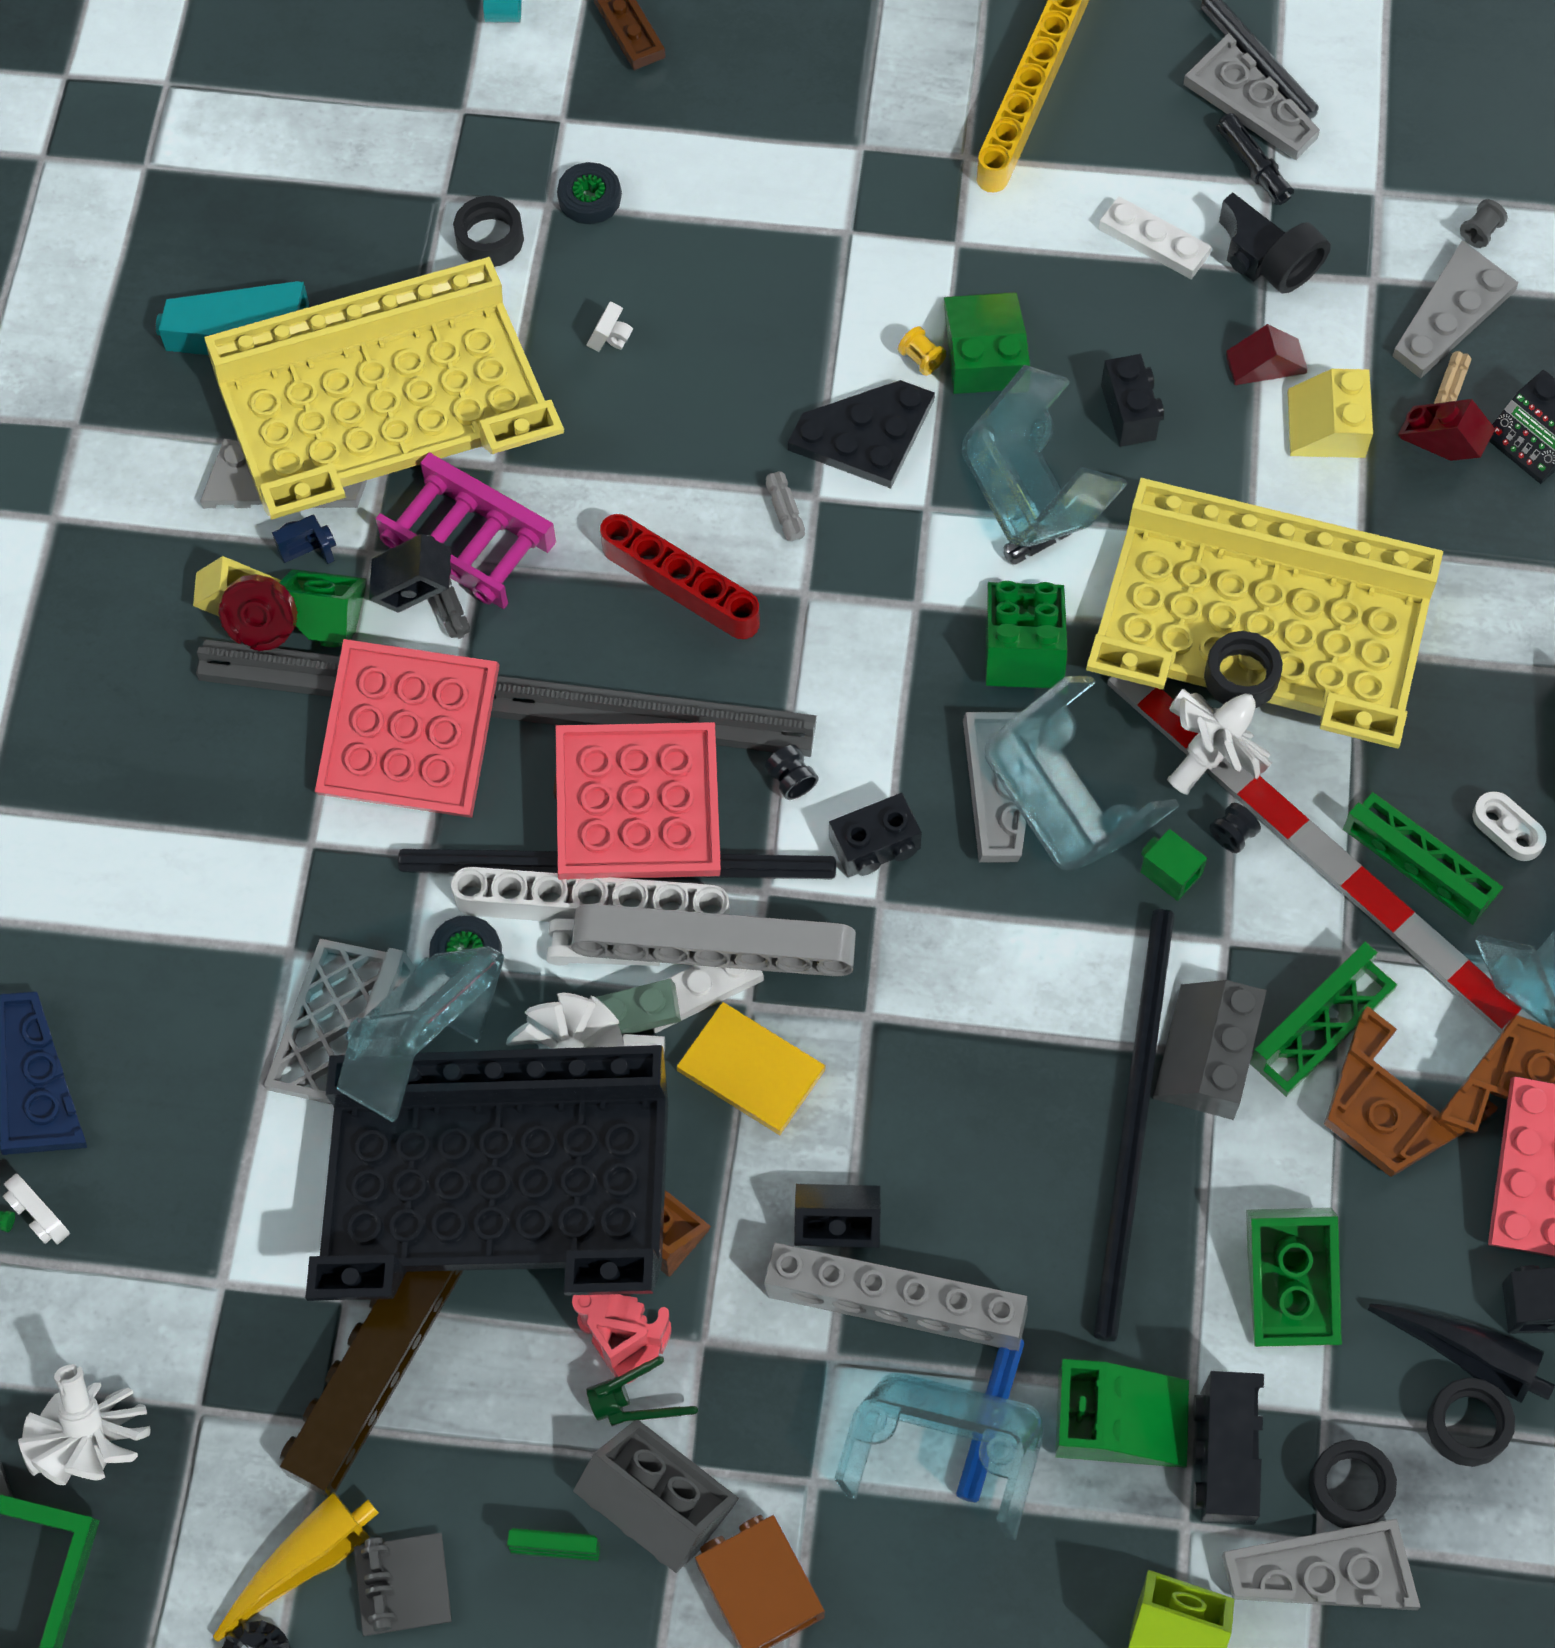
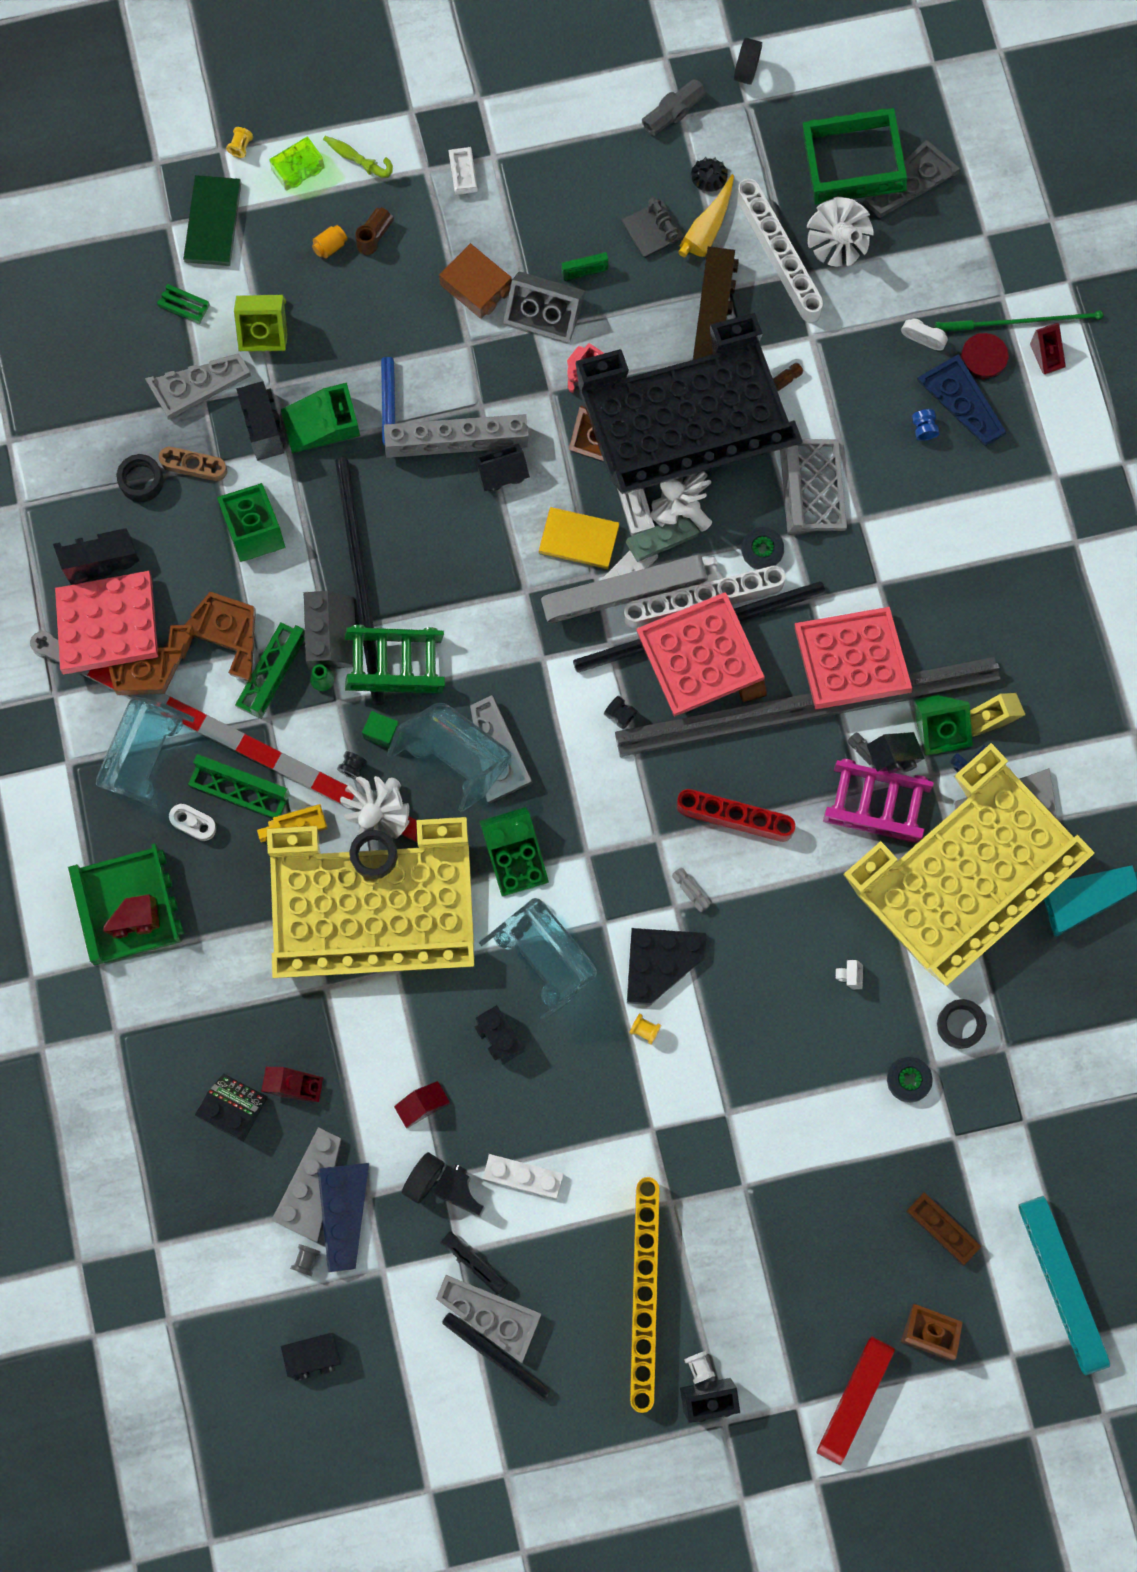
camera: 160 degrees right, 10 degrees up
(113, 1055) = (925, 424): none -> blue wheel
(211, 1470) = (779, 260): none -> white beam
(258, 612) = (973, 693): dark red tile -> none
(296, 1222) = (787, 376): none -> reddish brown axle
(442, 992) = (760, 470): clear light blue windscreen -> none
(611, 1396) = (580, 340): dark green plant -> none
(875, 835) = (557, 689): black brick -> none
(985, 341) = (608, 1054): green slope -> none
(1007, 1432) = (404, 384): clear light blue windscreen -> none
(1111, 916) = (382, 680): none -> green fence
(1246, 970) = (322, 682): none -> green cone
(1331, 415) = (369, 1070): light yellow slope -> none
(1350, 772) = (305, 817): none -> yellow hinge
(1365, 1402) = (174, 466): none -> medium nougat beam
(1375, 1460) = (189, 411): black tyre -> none
(1417, 265) = (342, 1210): none -> dark blue wing
(1453, 377) = (297, 1125): tan axle -> none
(1477, 1350) = (143, 518): black piece -> none
(1505, 119) = (310, 1356): none -> black brick

